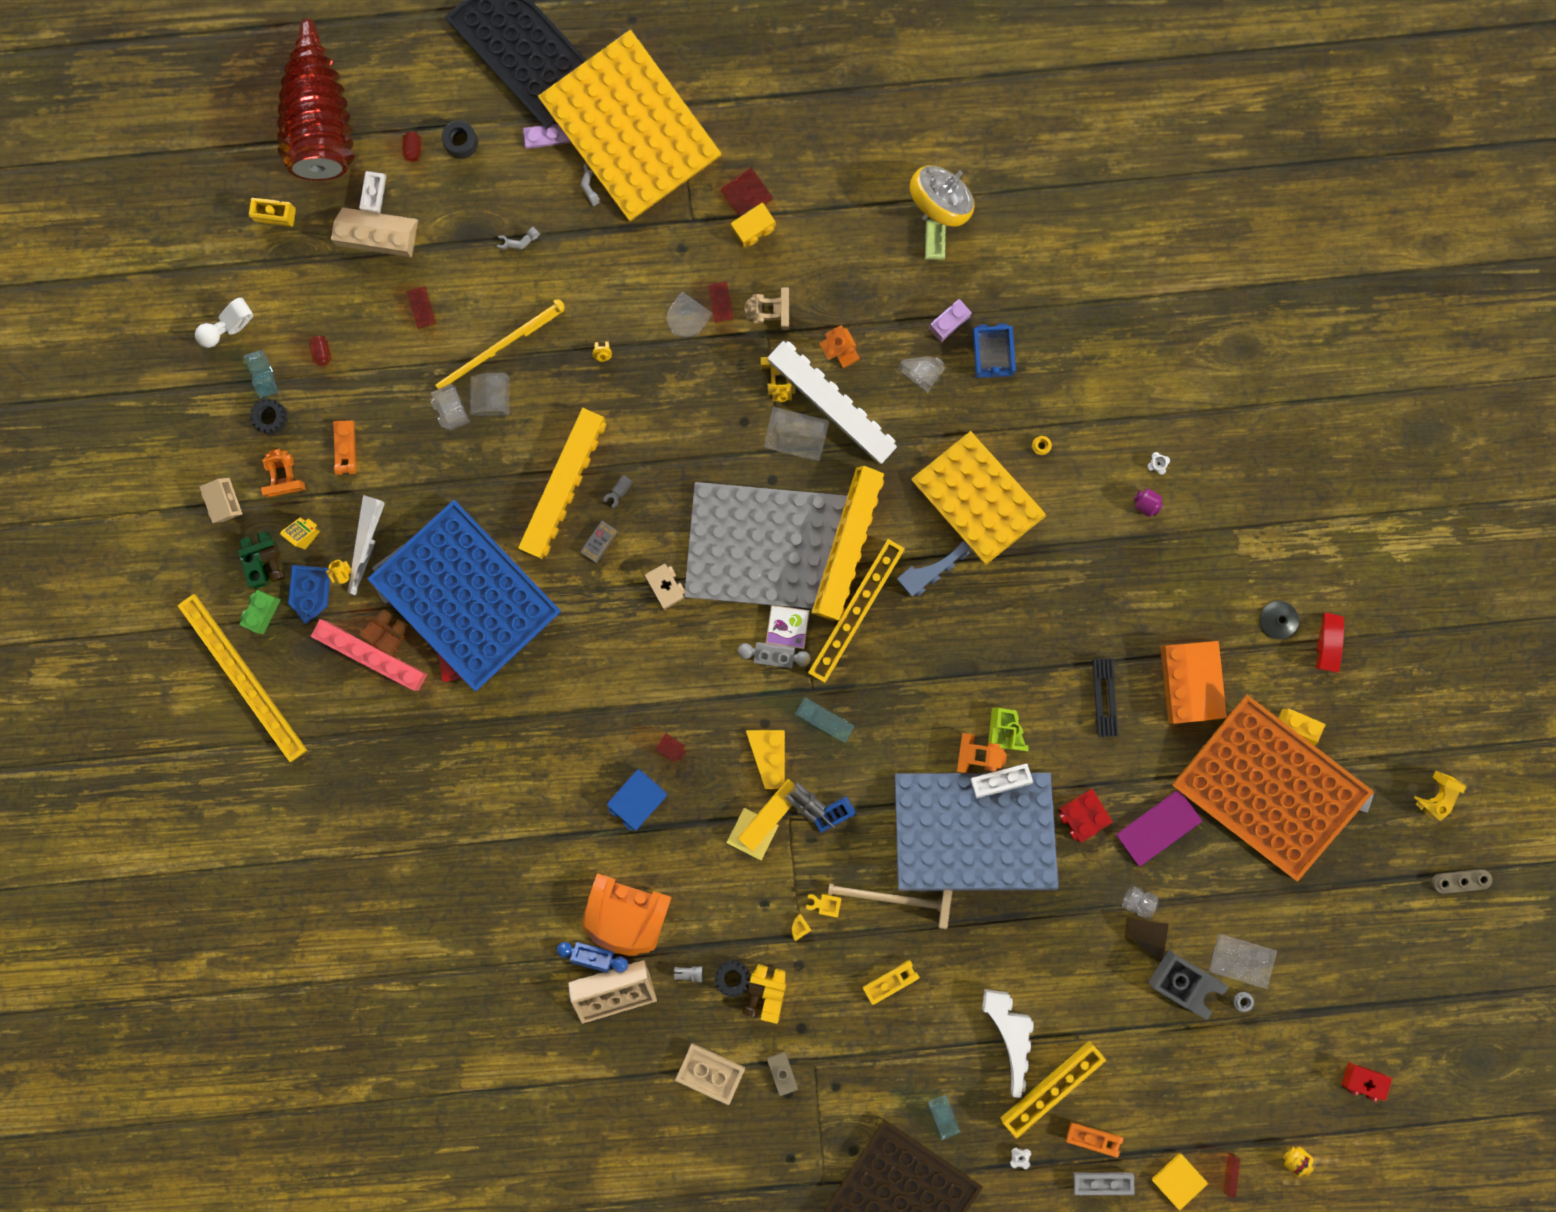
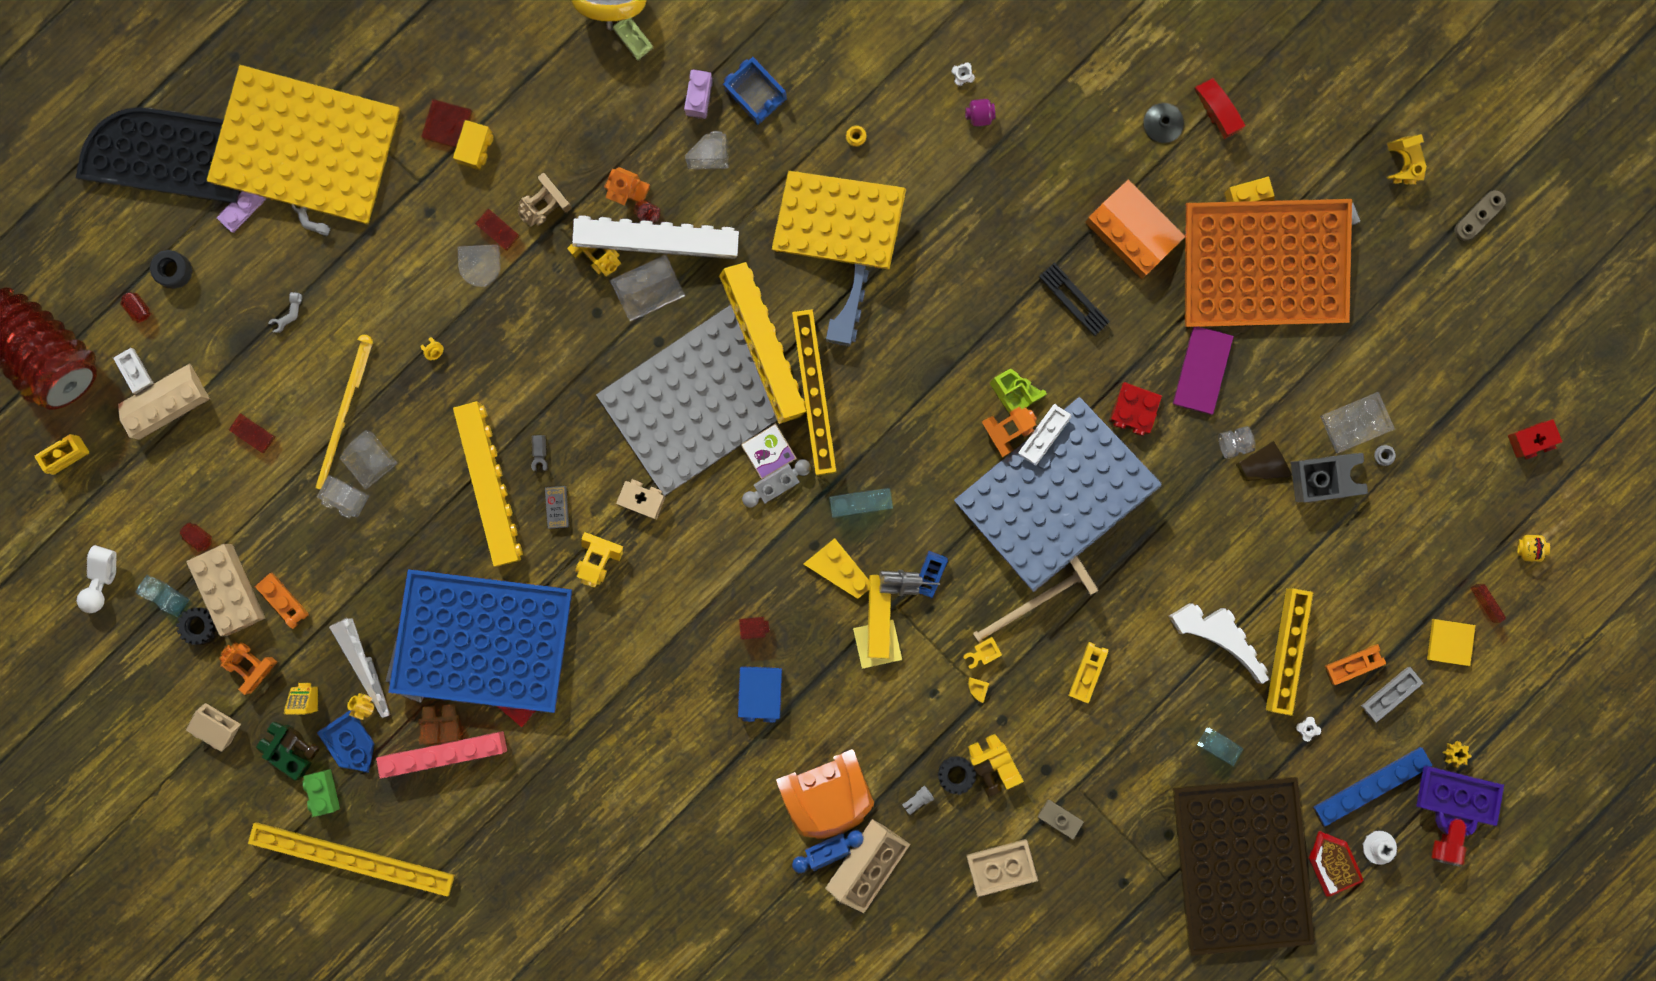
camera: 35 degrees left, 0 degrees up
(310, 407) = (225, 589): none -> tan brick
(584, 611) = (591, 573): none -> yellow tile
(841, 377) = (647, 211): none -> clear red plate

